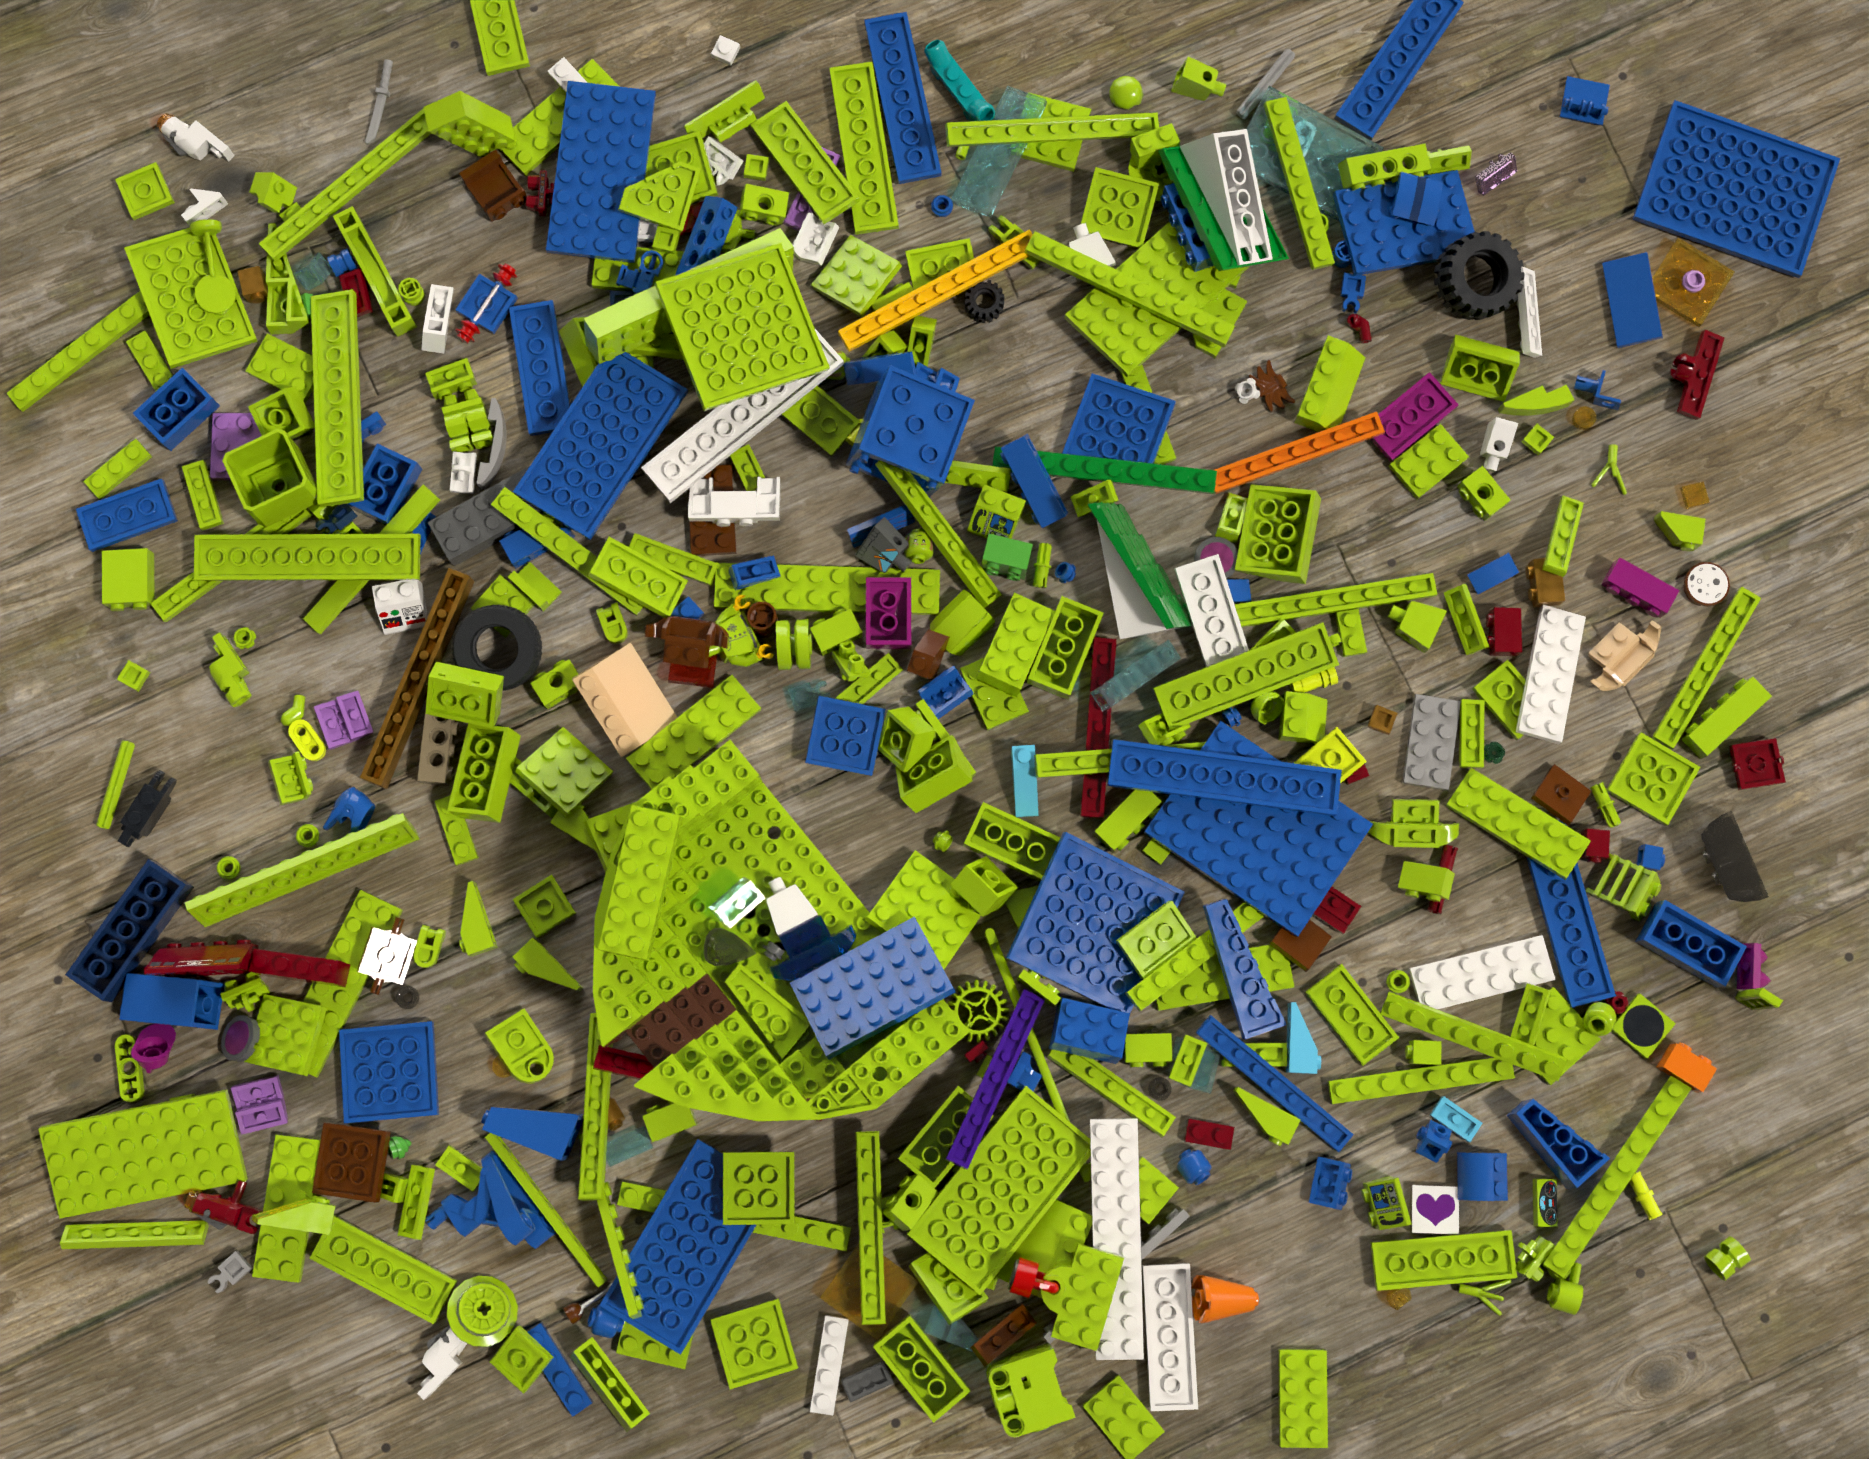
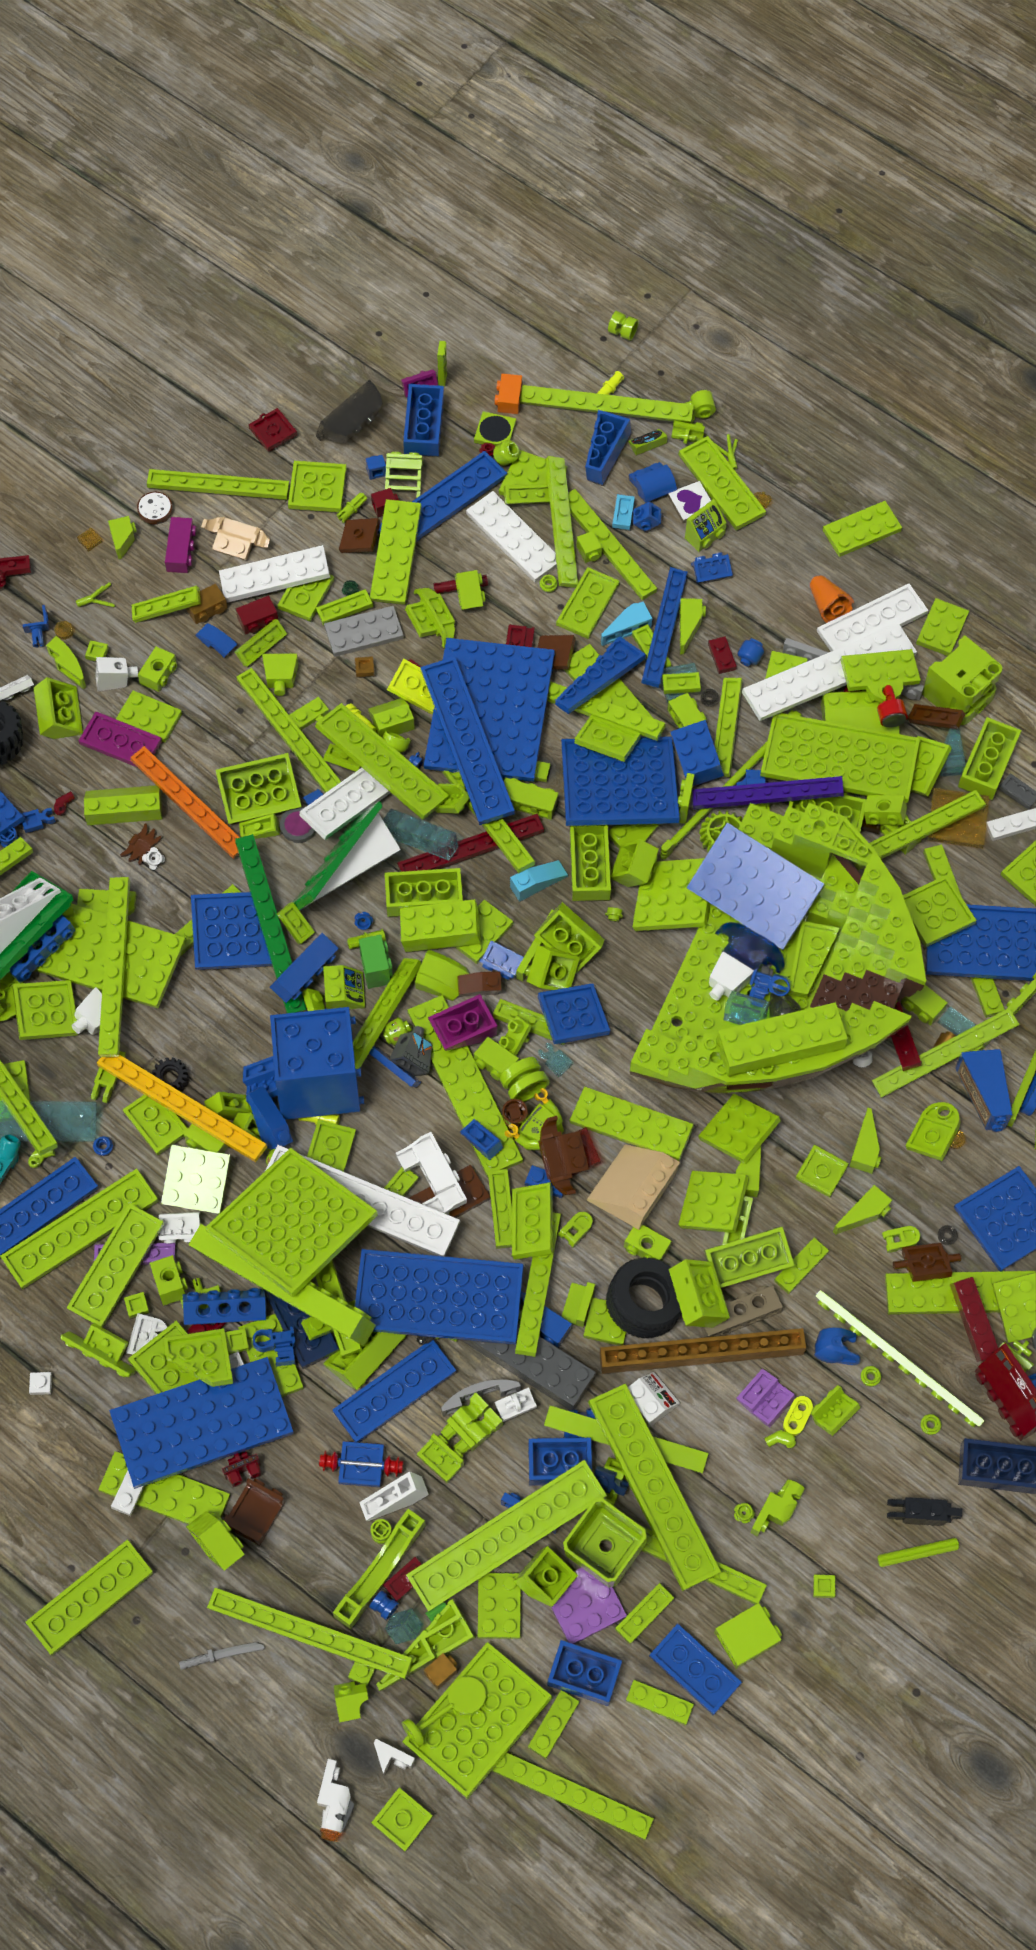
camera: 115 degrees left, 15 degrees down
(760, 939) = (765, 981): none -> blue piece
(1726, 717) = (248, 458): lime brick -> none

